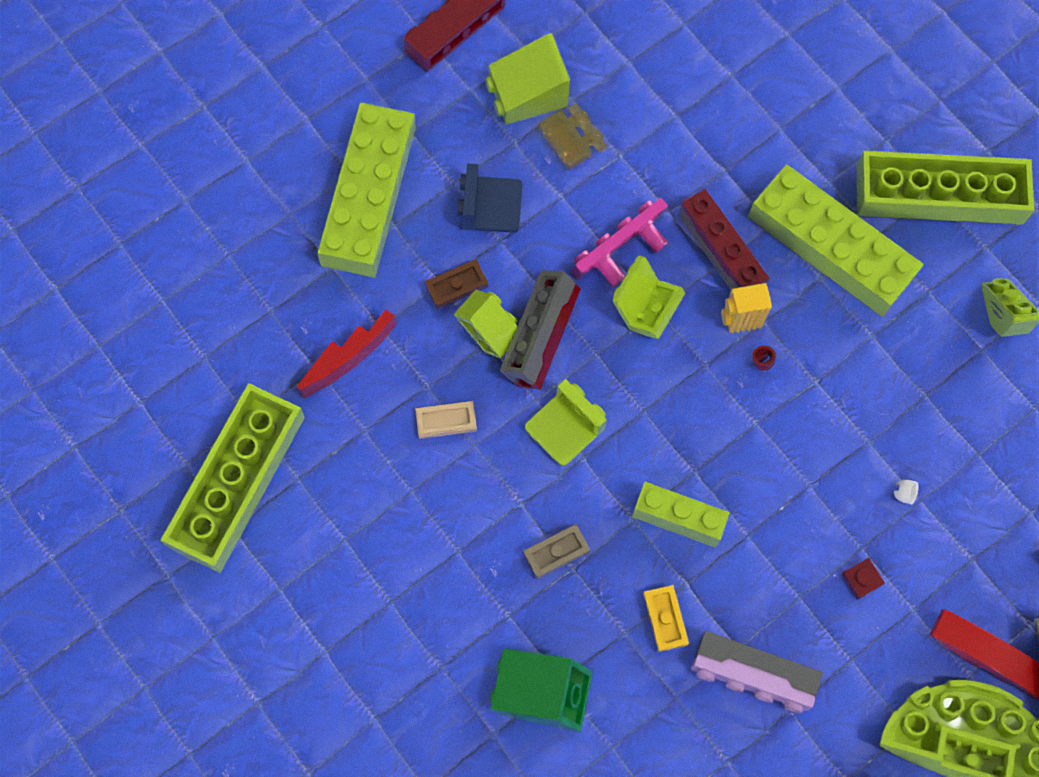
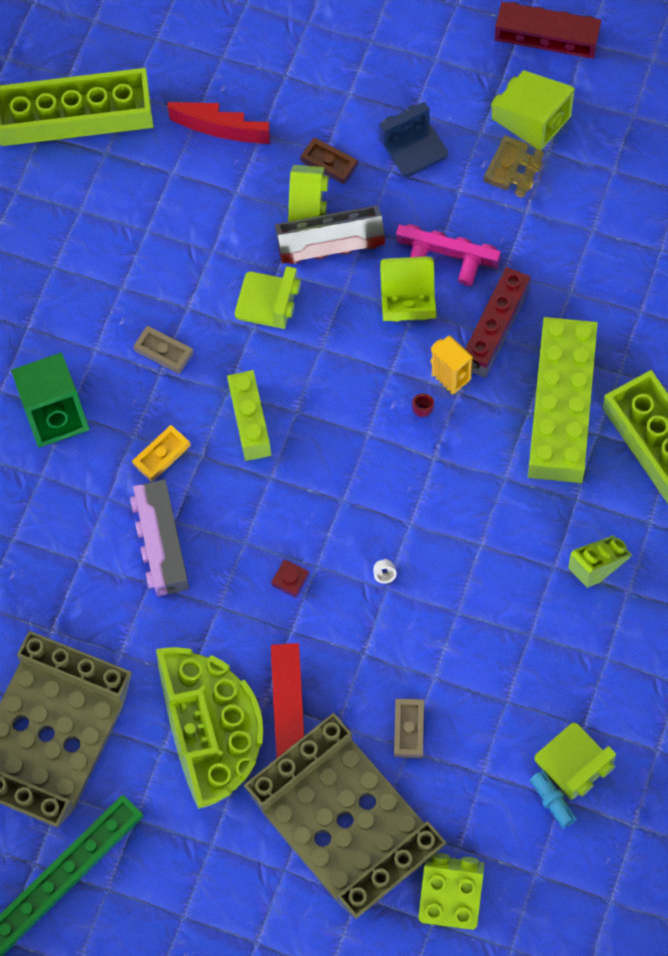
camera: 65 degrees right, 5 degrees down
(367, 190) = (360, 56): lime brick -> none
(446, 419) = (217, 219): tan tile -> none

